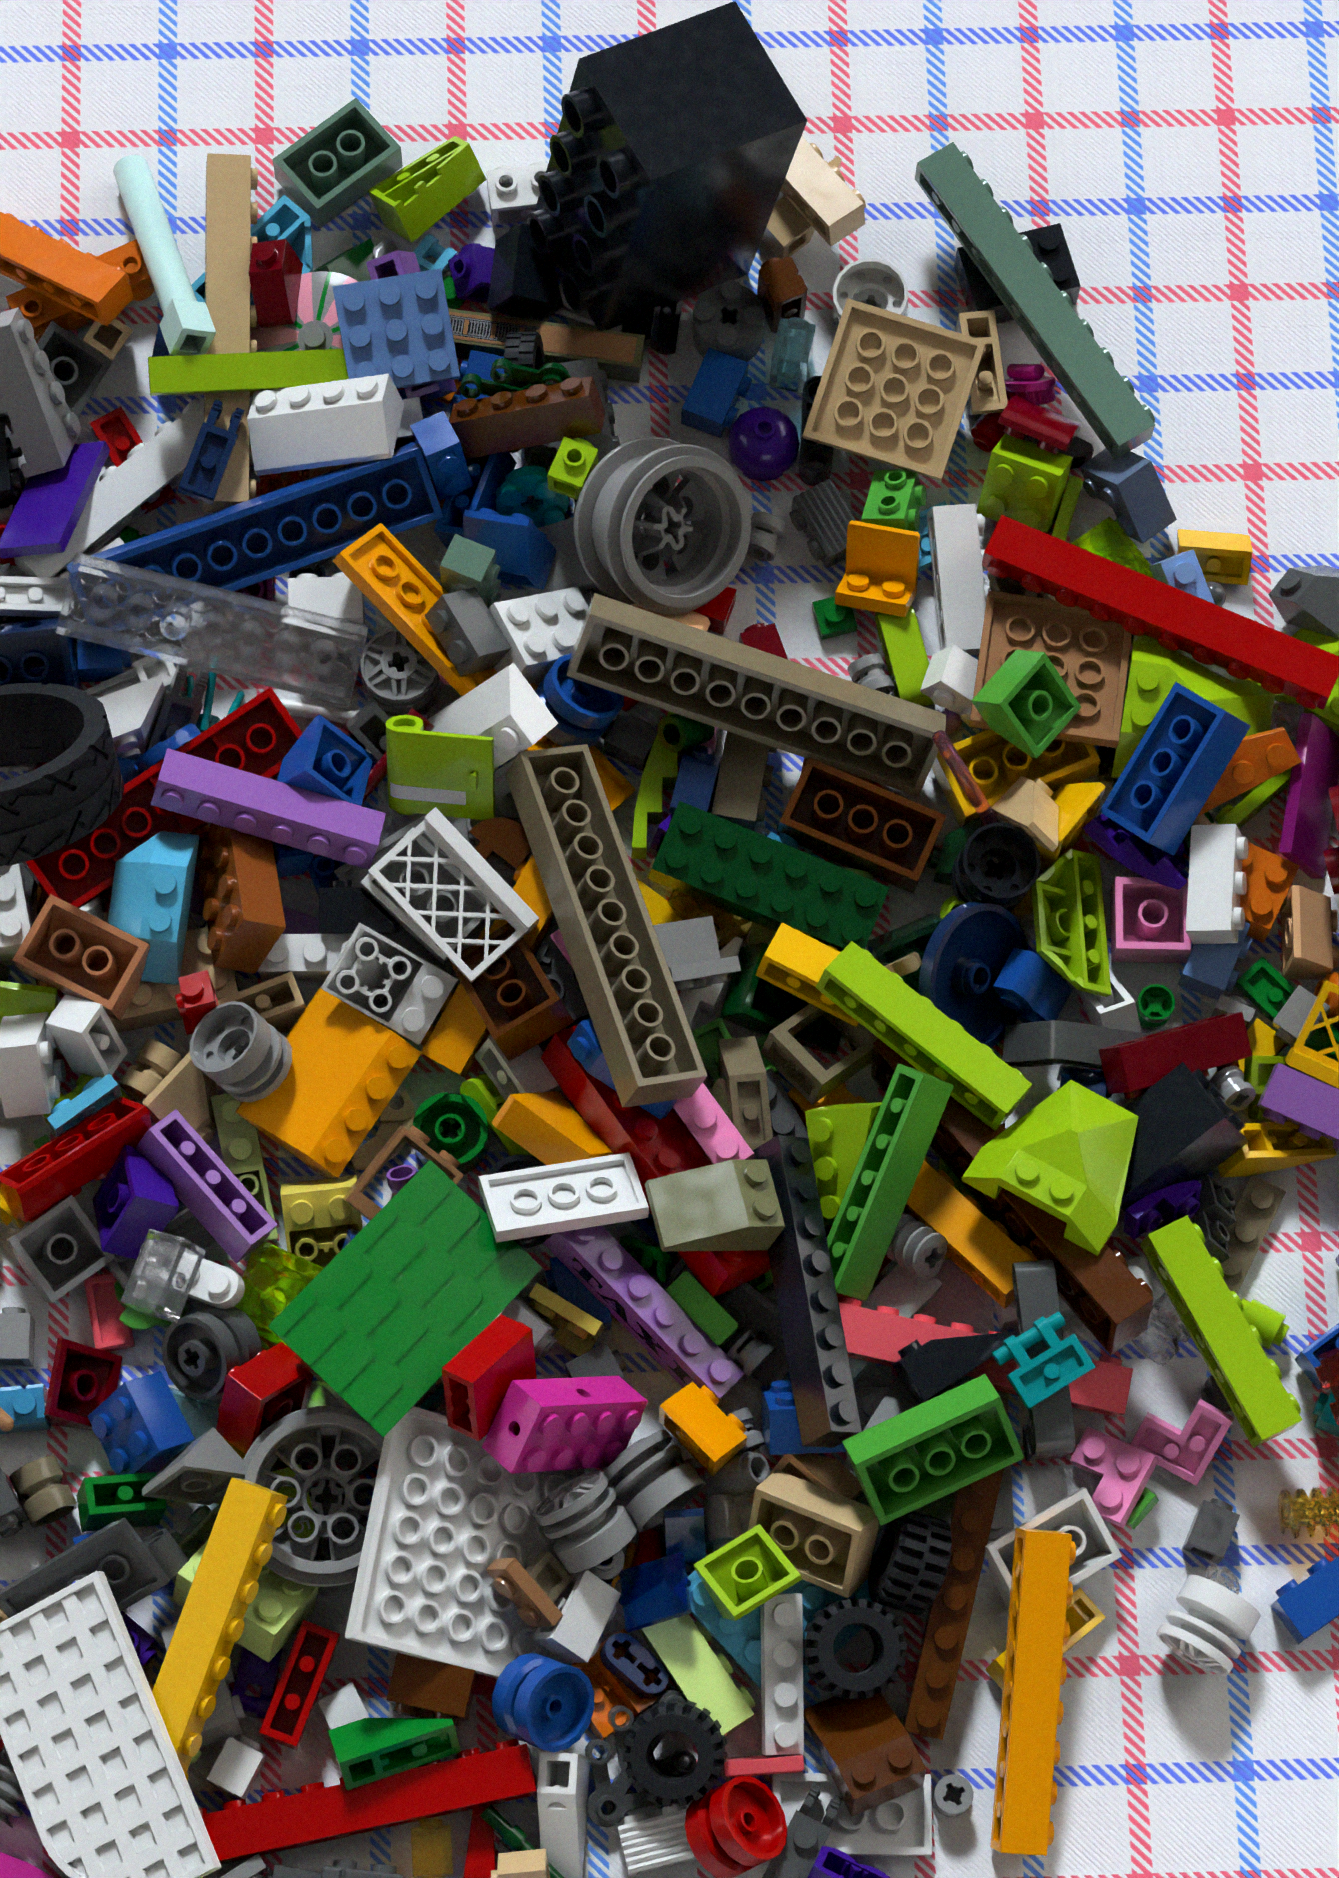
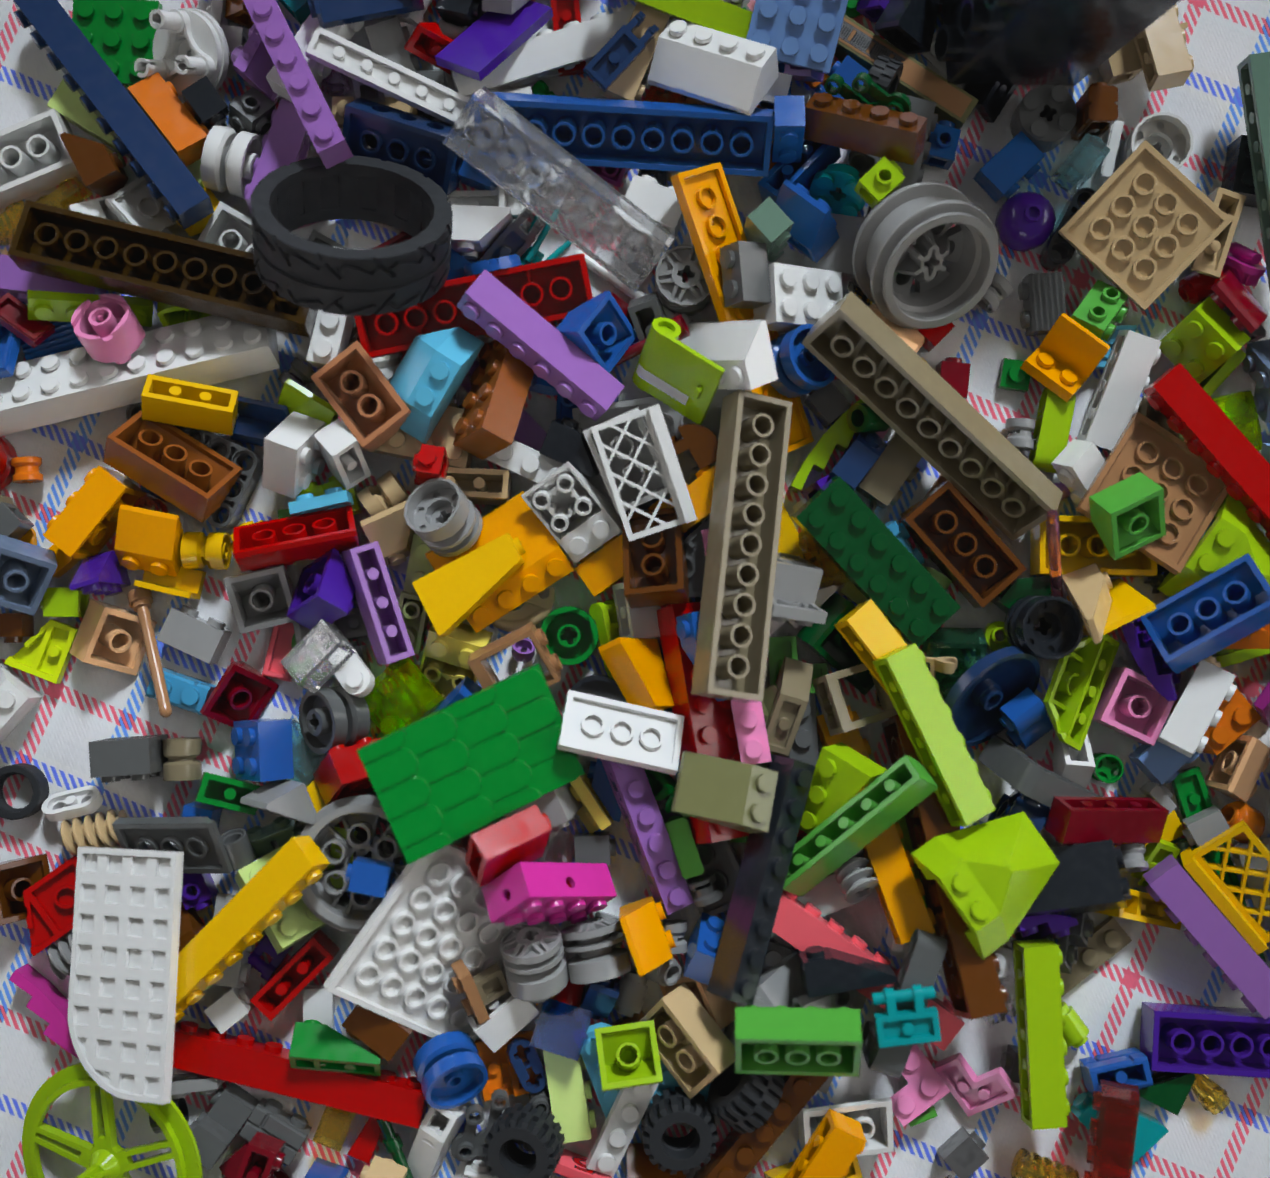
camera: 25 degrees right, 15 degrees up
(302, 1113) = (467, 582): none -> yellow slope
(342, 1490) = (369, 876): none -> blue brick
(630, 411) = (942, 154): none -> blue brick
(817, 315) = (1112, 141): none -> white tile

